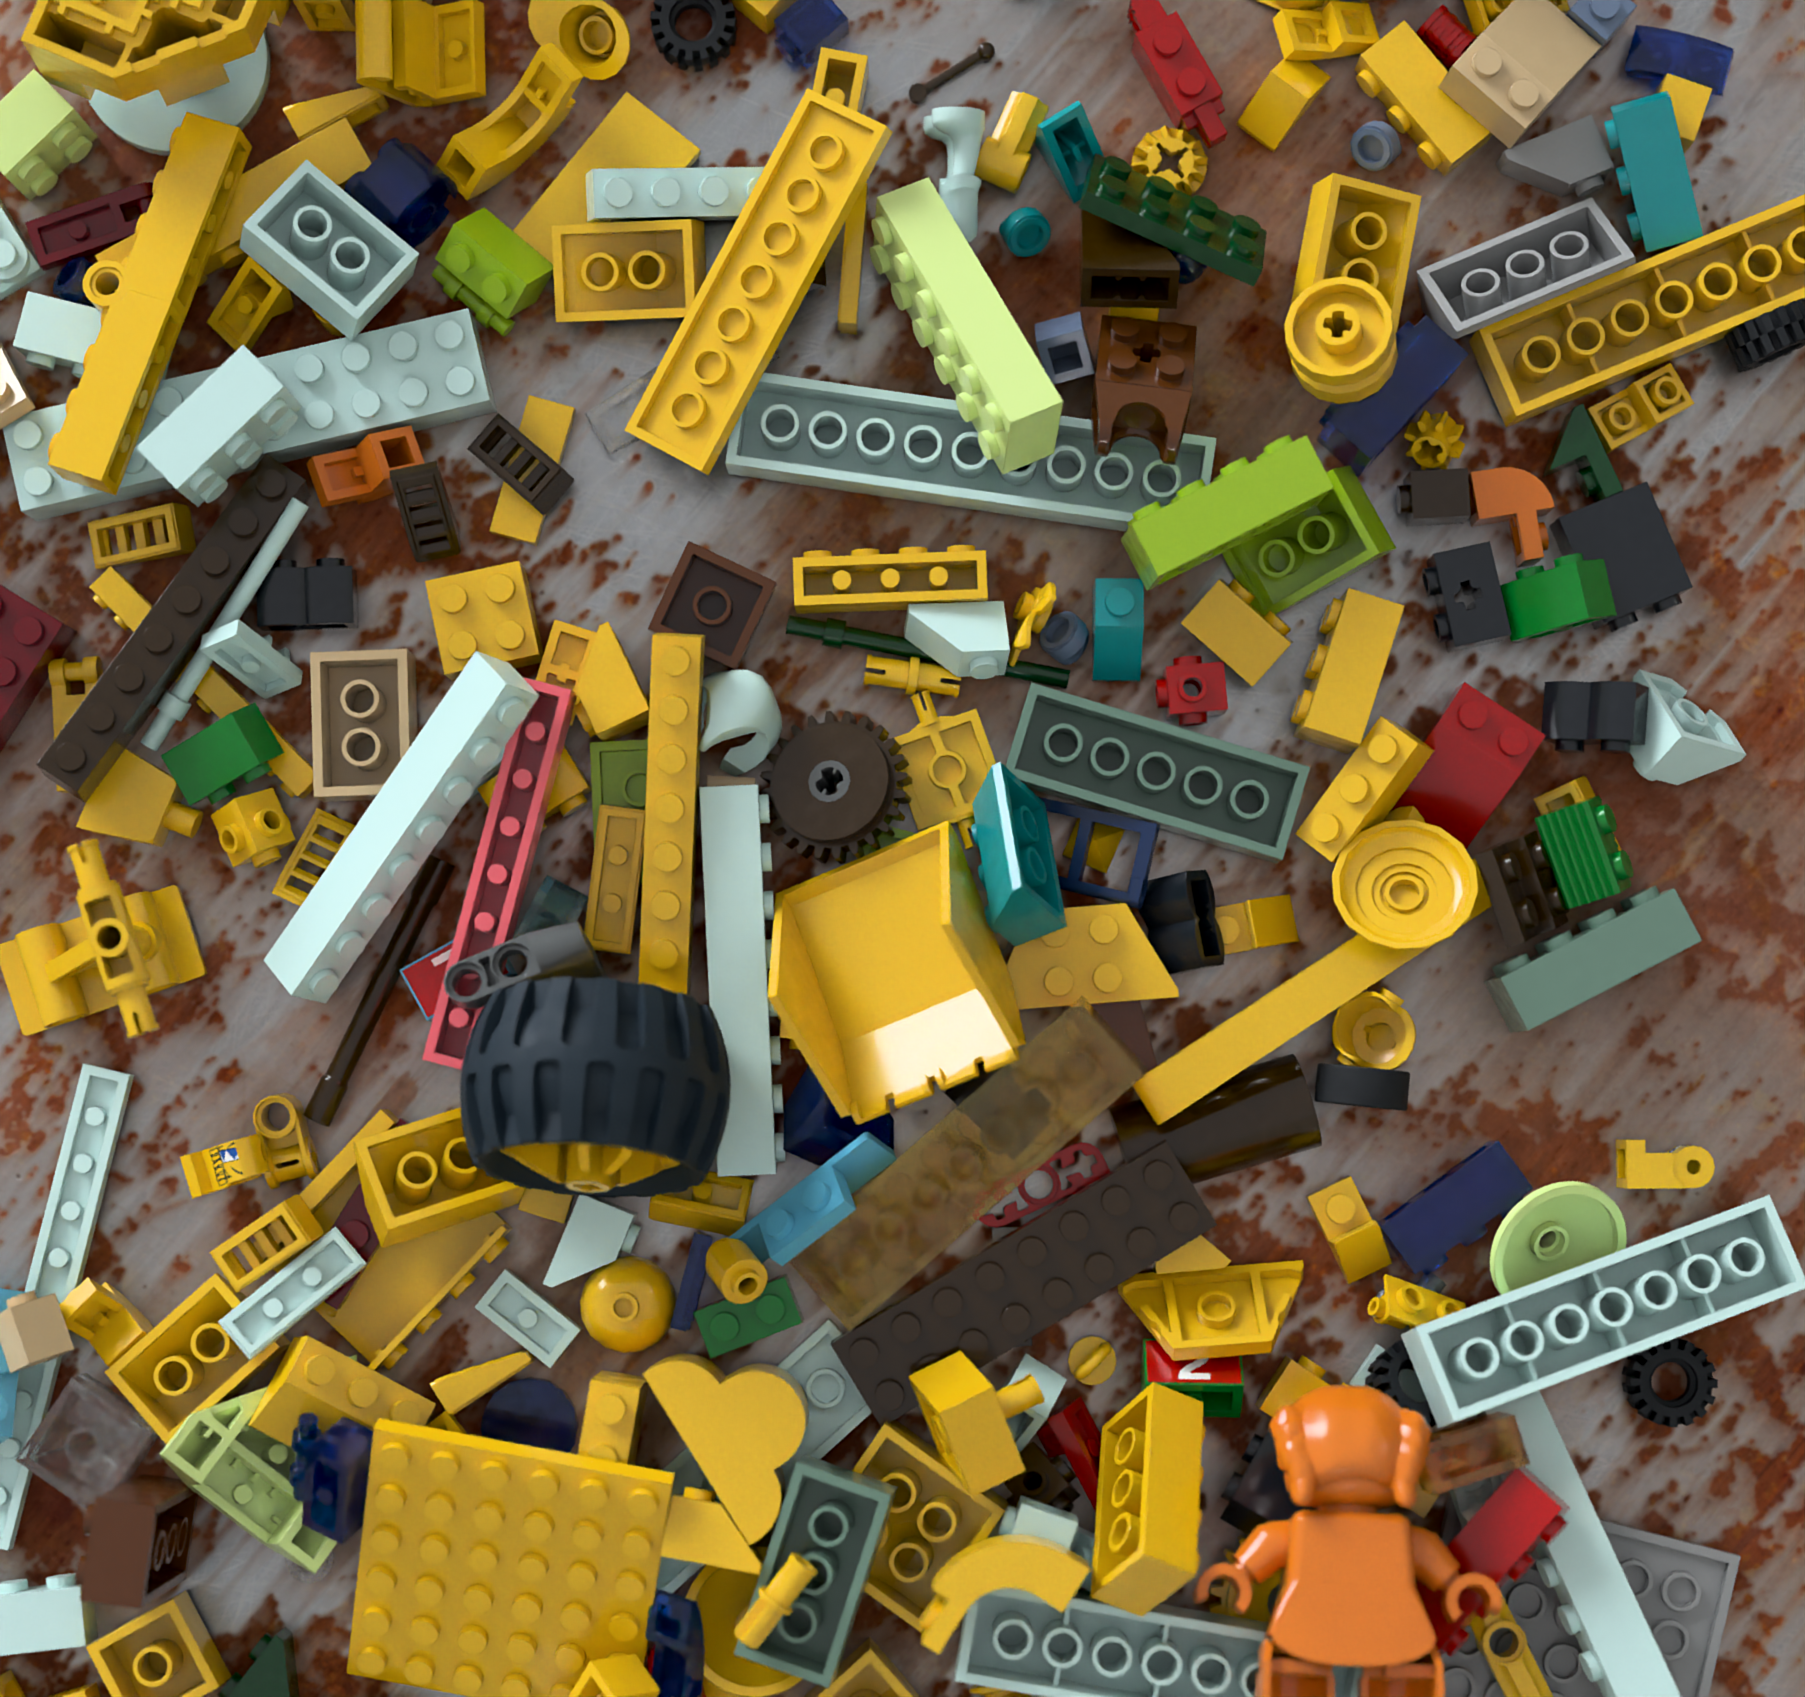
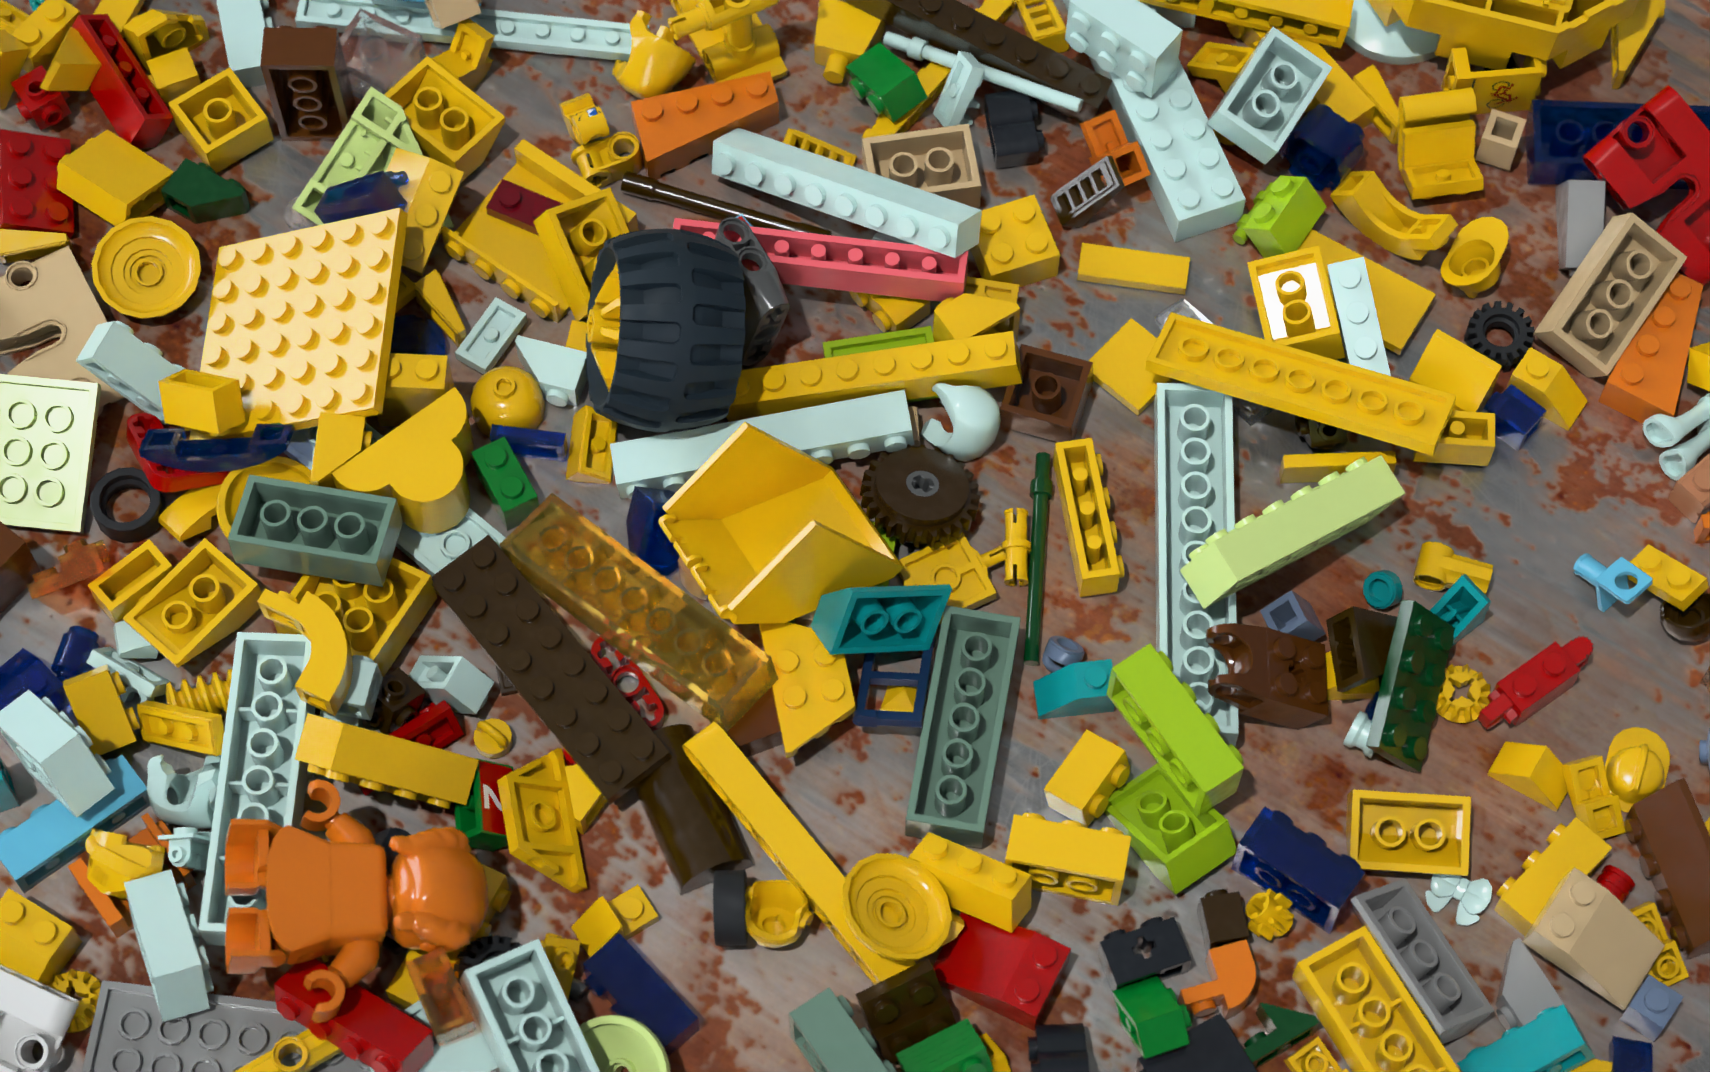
camera: 80 degrees right, 20 degrees down
(153, 1065) = (654, 60): none -> yellow piece
(243, 1010) = (685, 122): none -> orange wedge
(253, 829) = (834, 111): yellow brick -> none
(292, 1224) = (543, 166): yellow slope -> none
(292, 1293) = (494, 167): light aqua tile -> none
(545, 482) = (1125, 274): dark brown slope -> none
(552, 906) = (804, 313): clear light blue brick -> none
(615, 878) = (825, 345): yellow tile -> none
(672, 497) = (1121, 367): none -> yellow tile
(735, 1270) = (538, 458): yellow brick -> none
(758, 93) = (1458, 371): none -> yellow slope
(775, 1601) = (291, 491): yellow axle -> none
(815, 1202) = (596, 507): medium azure bracket -> none
(919, 92) = (1480, 506): dark brown hinge -> none
(961, 636) = (1052, 574): light aqua slope -> none
(962, 134) = (1397, 532): light aqua piece -> none
(971, 1418) = (437, 625): yellow brick -> none
(1032, 614) = (1077, 625): yellow plate -> none
(1183, 922) = (842, 760): black brick -> none
(1205, 678) = (1034, 749): red brick -> none
(1214, 290) = (1359, 733): none -> light aqua wheel
(1257, 924) = (852, 818): yellow slope -> none
(1341, 340) = (1329, 801): yellow wheel -> none
(1375, 145) = (1507, 847): sand blue tile -> none
(1438, 200) = (1473, 896): none -> light aqua piece

